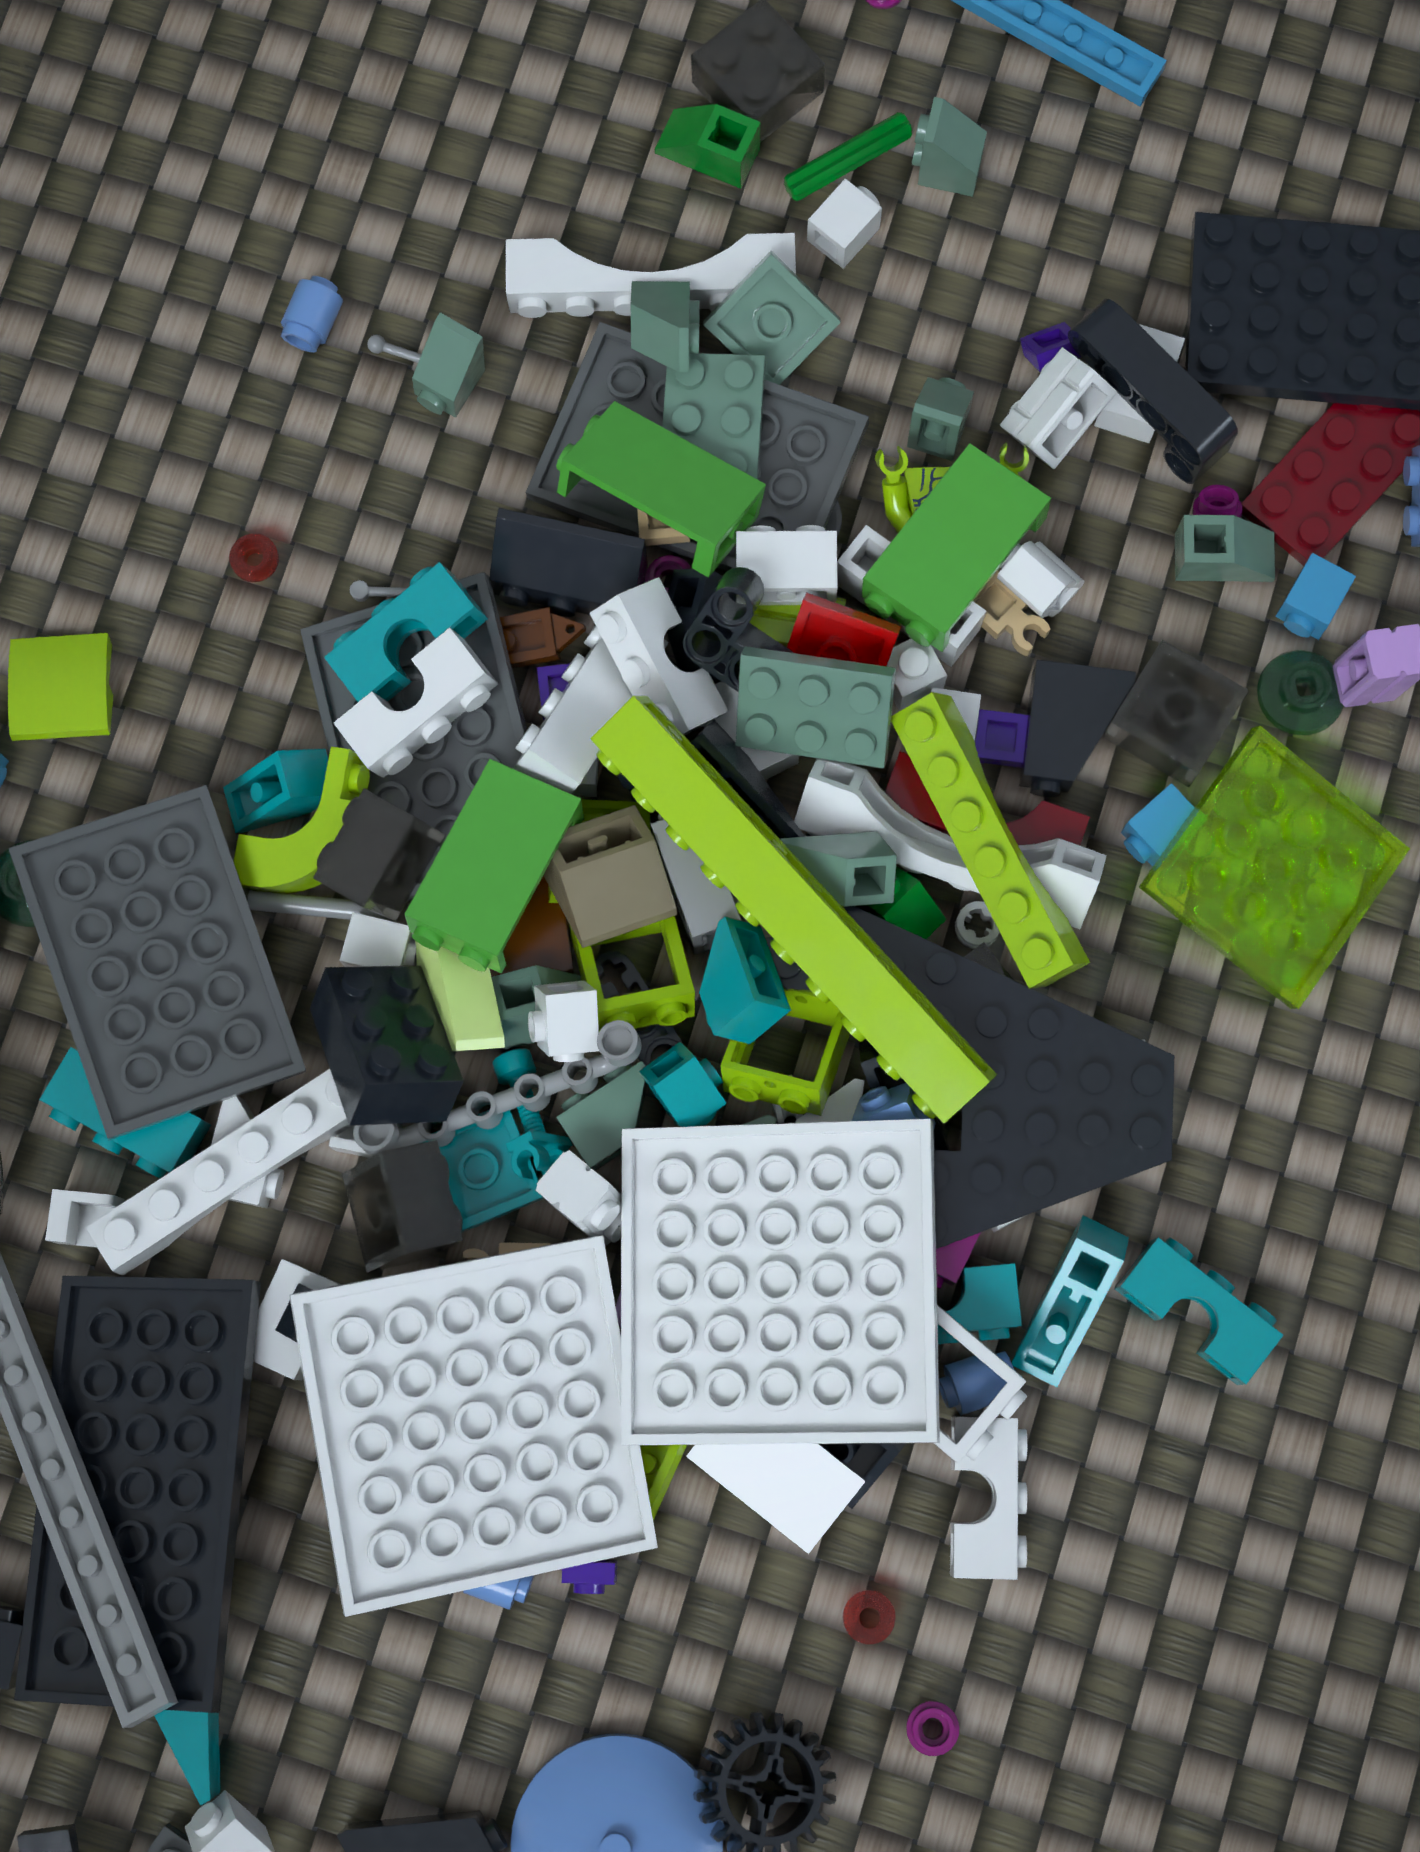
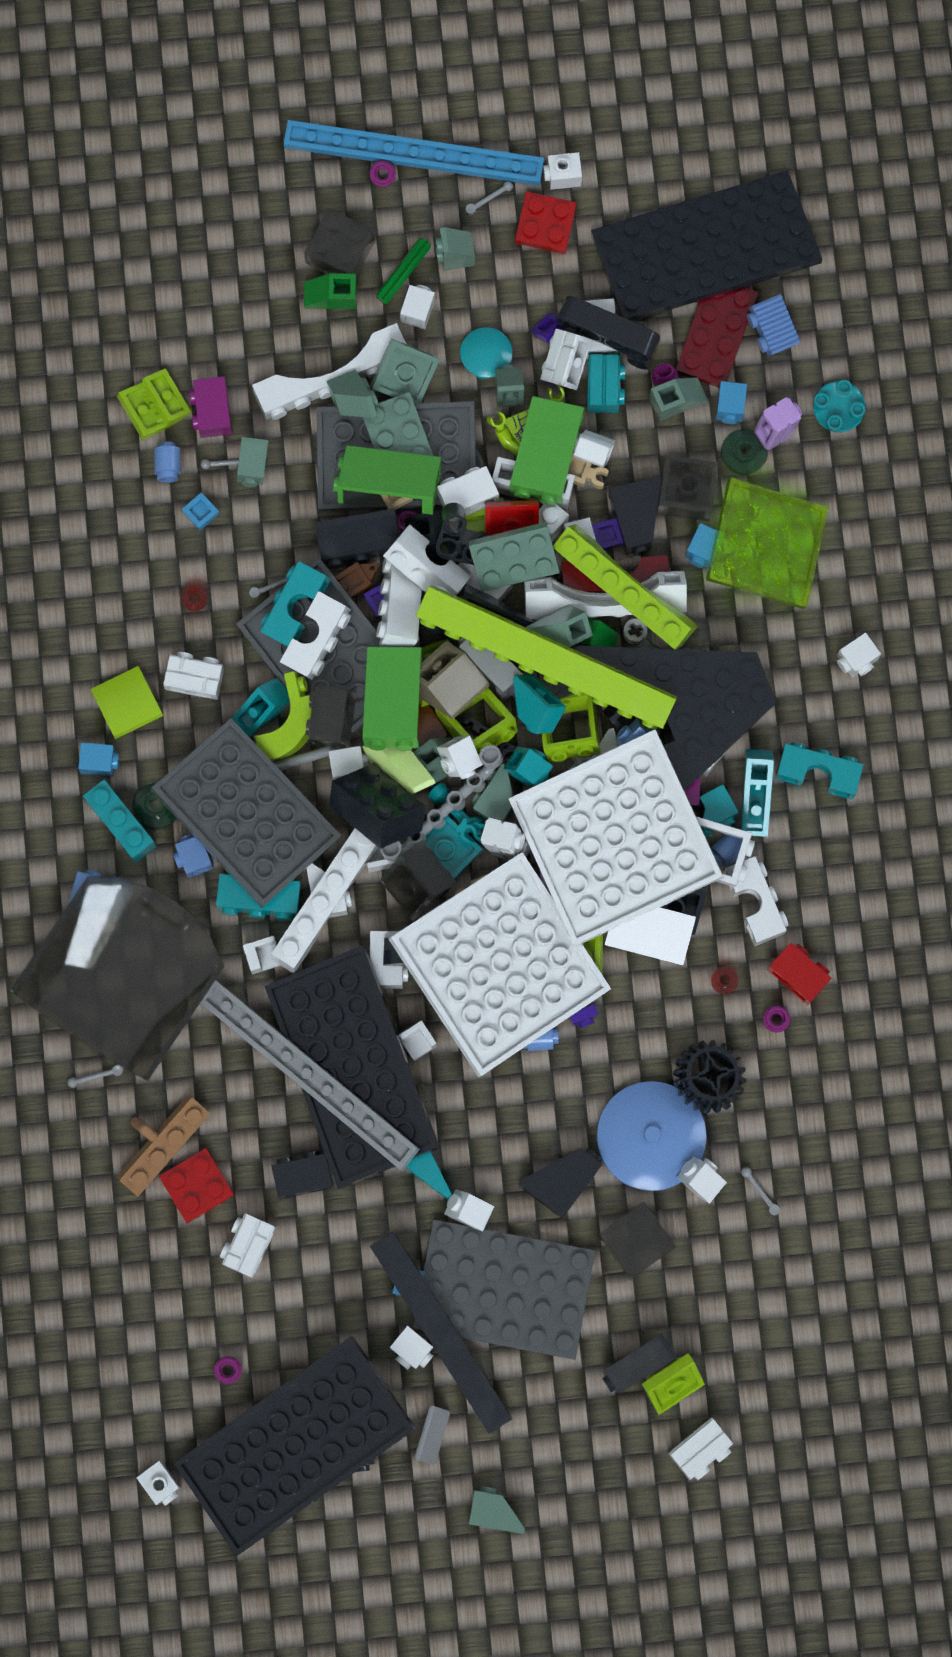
camera: 30 degrees left, 0 degrees up
(37, 998) = (192, 856): none -> medium blue brick
(190, 688) = (194, 675): none -> white brick
(282, 1489) = (417, 1041): none -> white panel
(329, 418) = (200, 511): none -> dark azure plate
(336, 211) = (154, 404): none -> lime slope
(425, 252) = (211, 406): none -> magenta brick
(927, 342) = (485, 351): none -> teal dish
(1008, 99) = (471, 208): none -> light grey hinge
(1010, 1665) = (800, 973): none -> red brick
(1106, 477) = (604, 383): none -> teal brick
(1123, 171) = (545, 222): none -> red plate
(1190, 95) = (563, 171): none -> white brick
(1354, 1134) = (858, 656): none -> white brick

